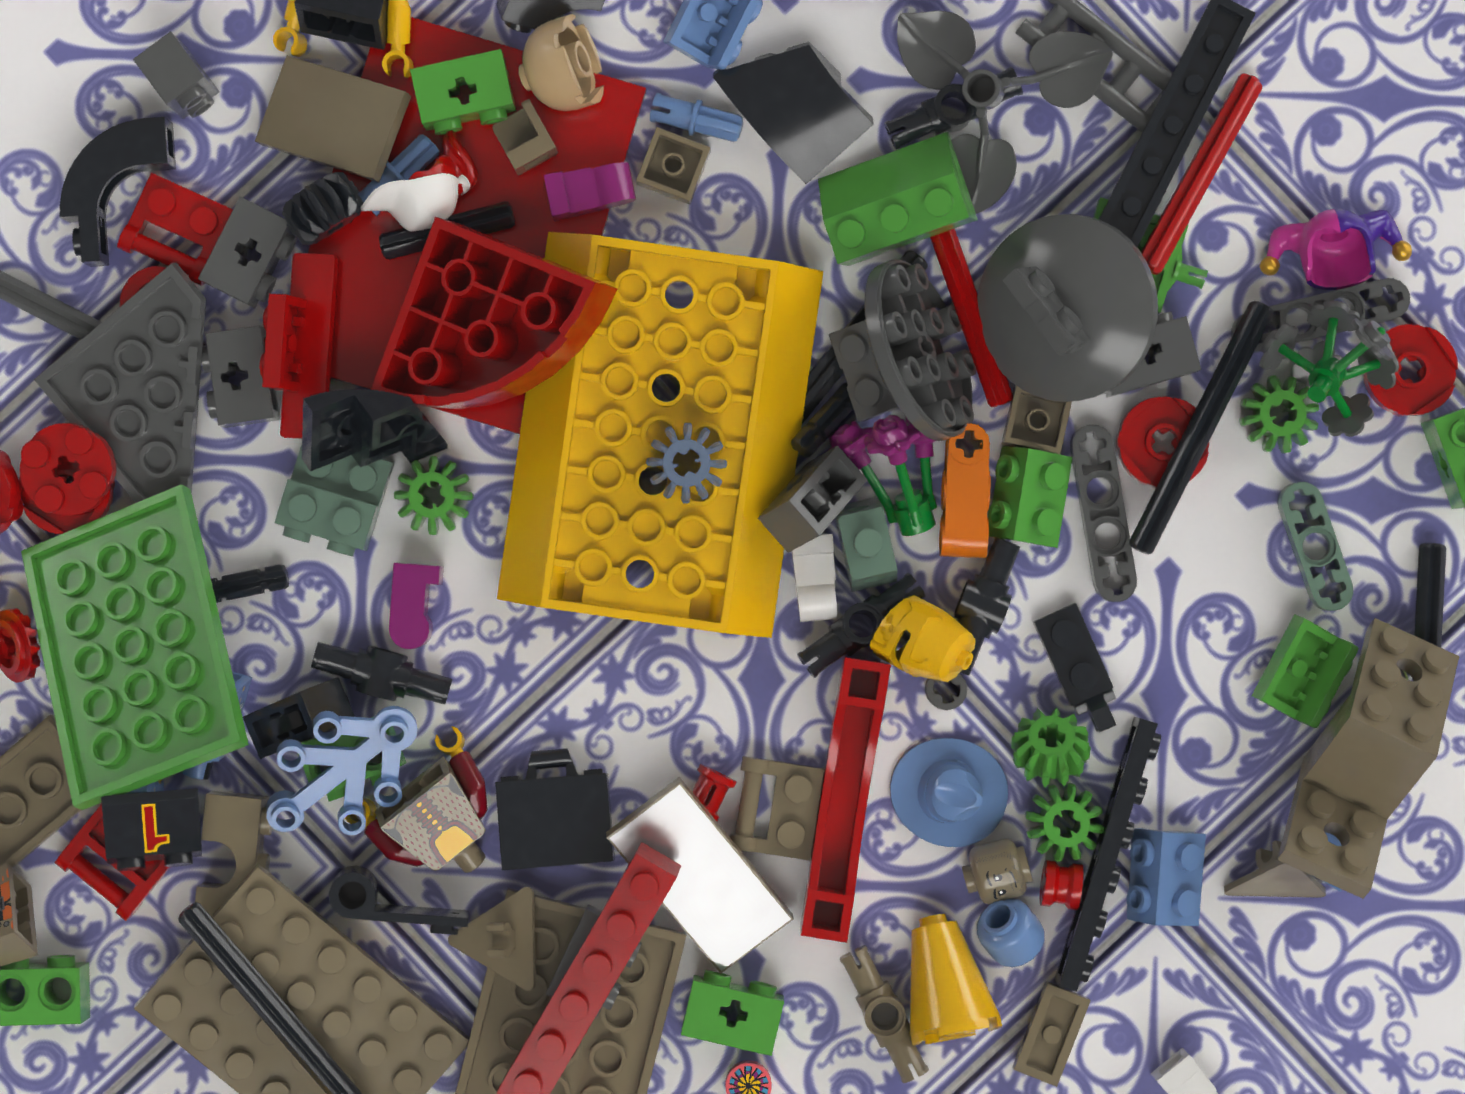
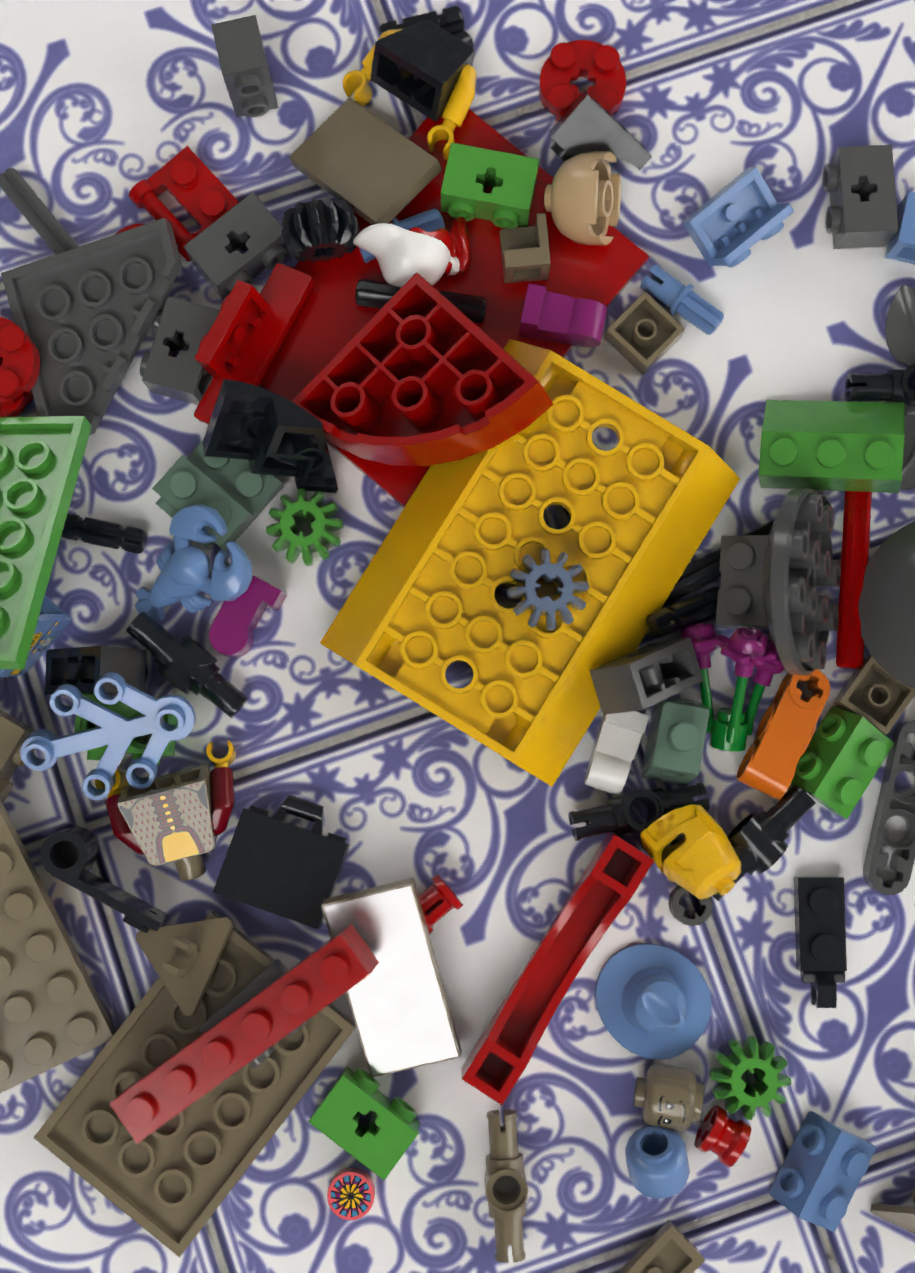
camera: 25 degrees right, 5 degrees down
(101, 168) = (146, 123): black arch -> none
(344, 583) = (189, 568): none -> medium blue animal
(792, 809) = (502, 953): dark tan plate -> none
(796, 106) = (777, 327): black slope -> none
(946, 985) = (576, 1186): yellow cone -> none
(1050, 747) = (767, 1002): bright green gear -> none
(1102, 873) = (818, 1075): black plate -> none

